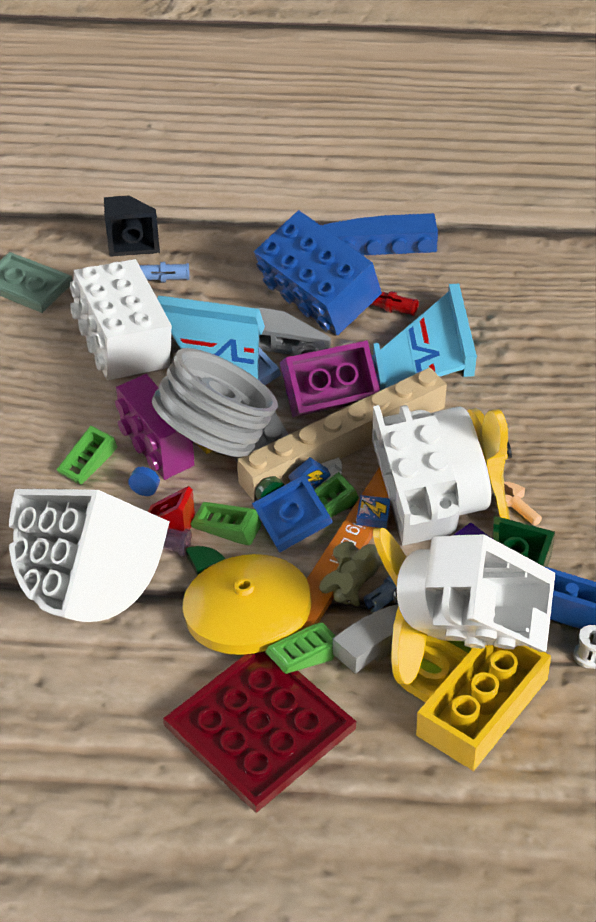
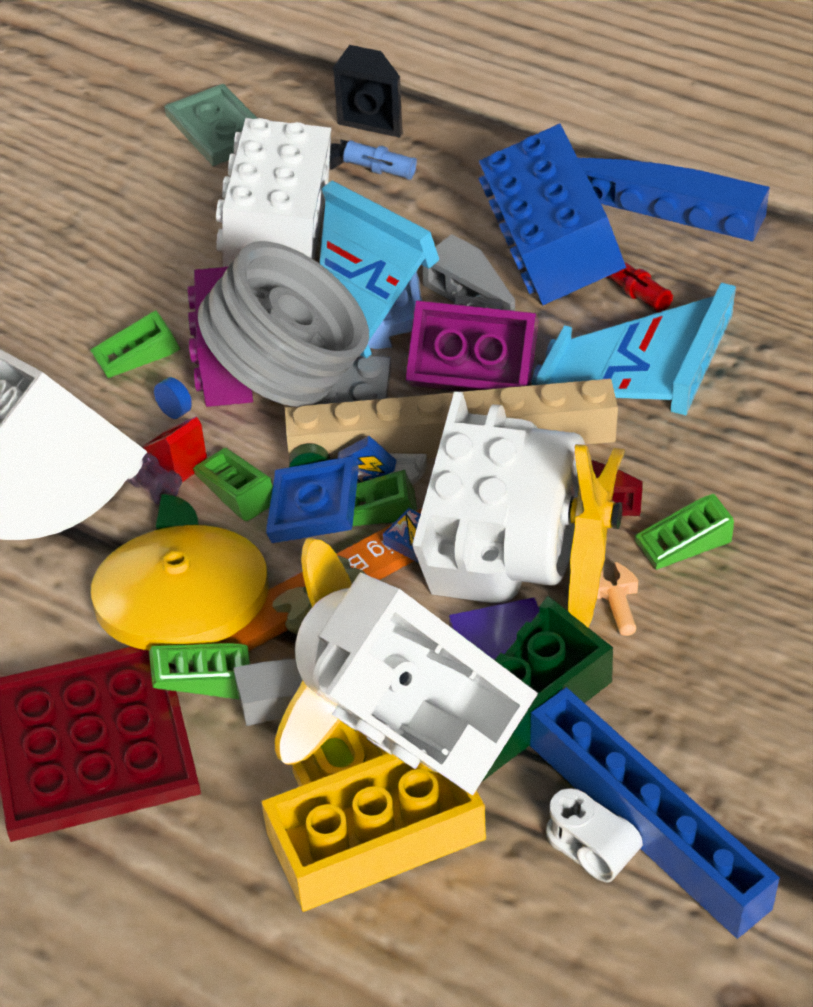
camera: 30 degrees right, 0 degrees up
(539, 433) = (706, 514): none -> bright green slope

